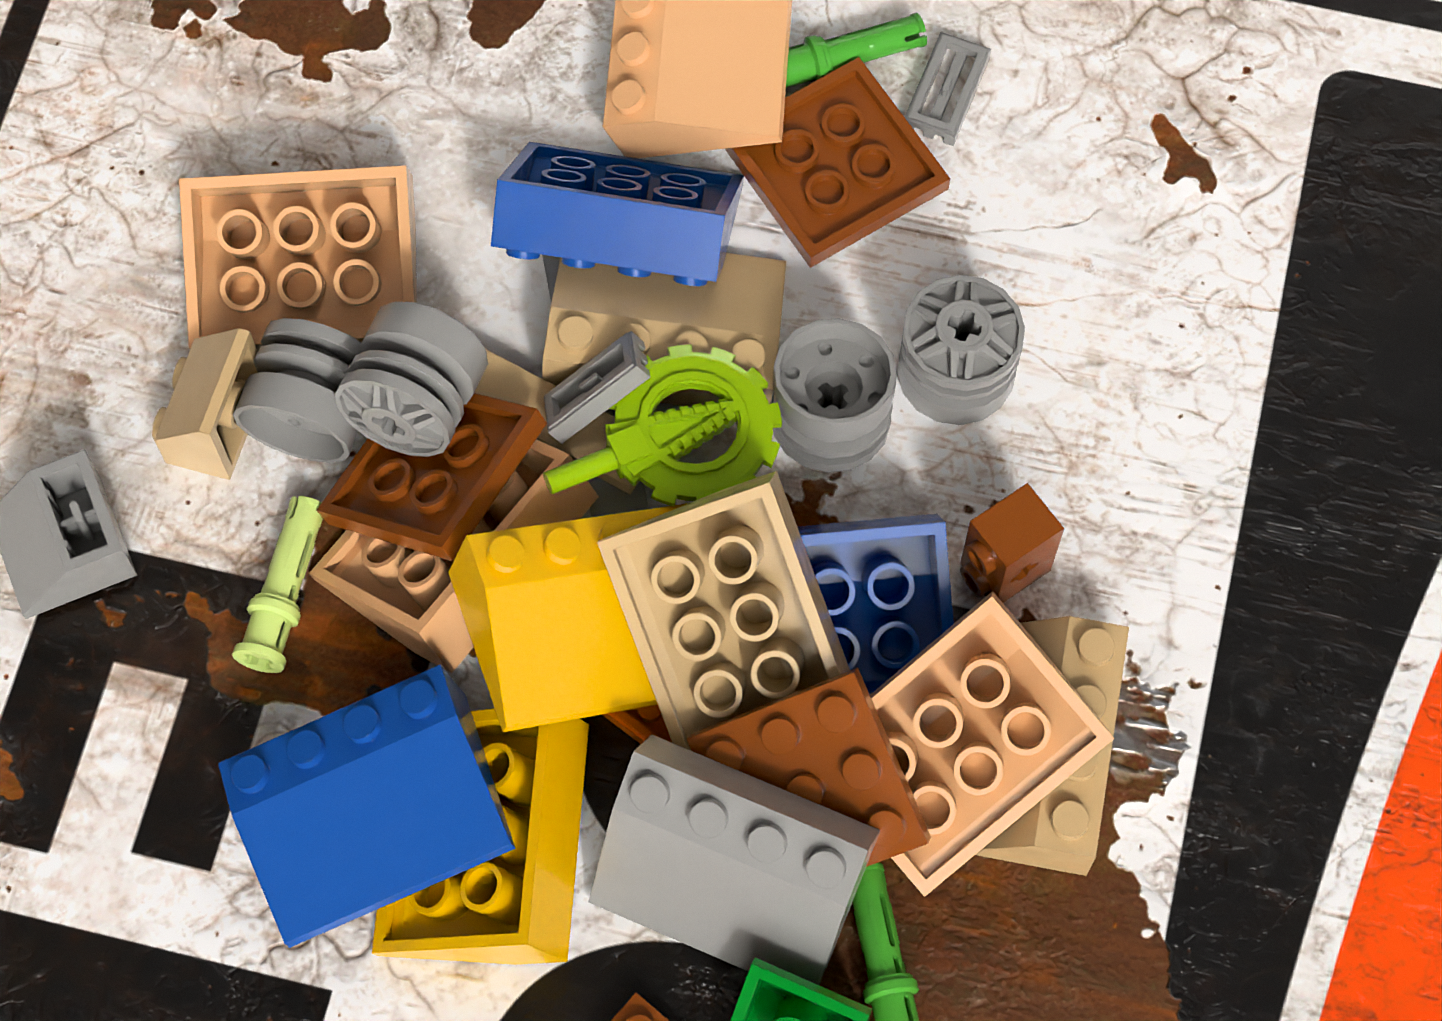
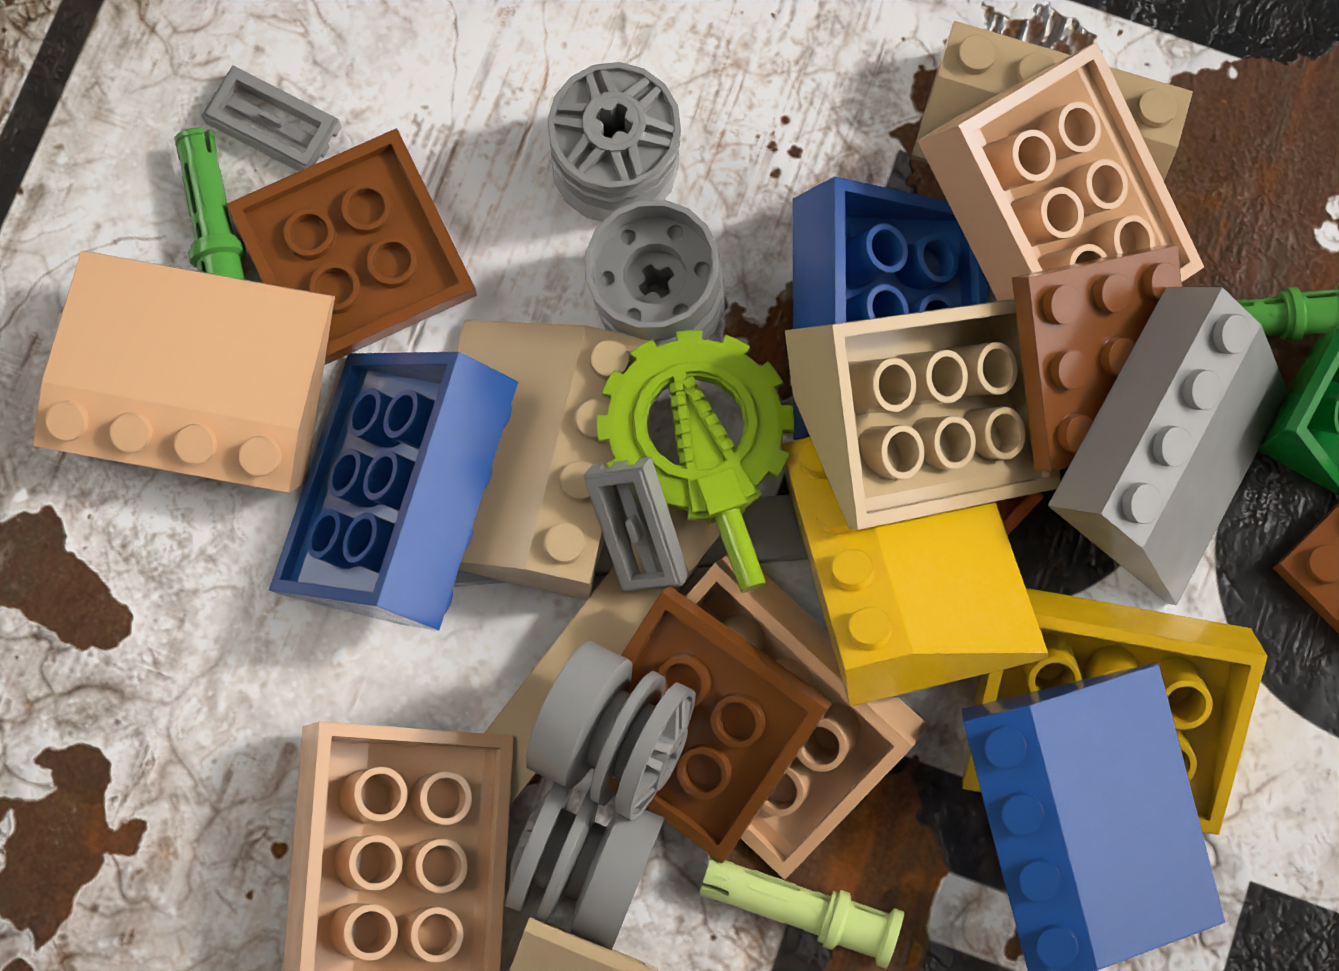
camera: 90 degrees left, 10 degrees up
(1010, 545) = (851, 122): dark orange brick -> none

